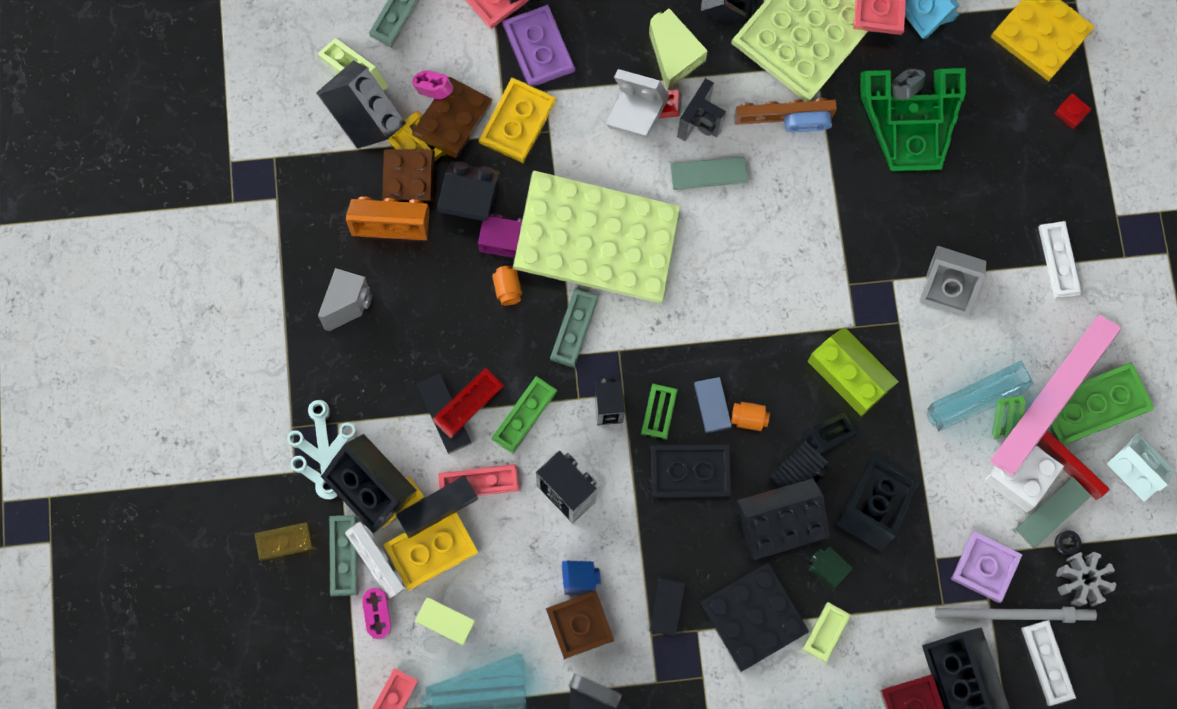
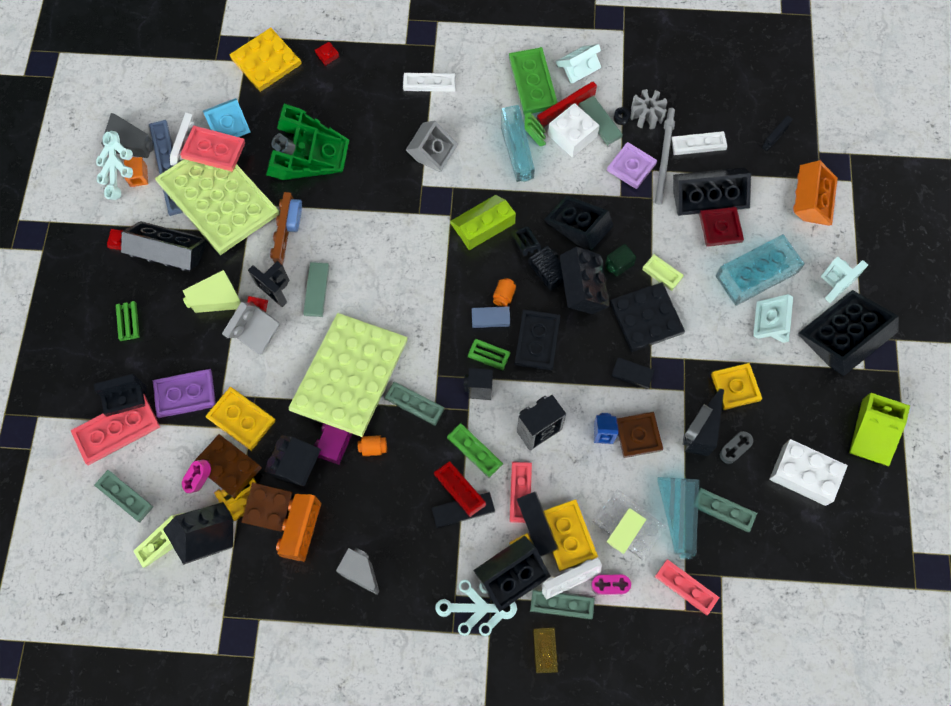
camera: 75 degrees left, 5 degrees down
(1055, 395) = (526, 99): bright pink tile -> none

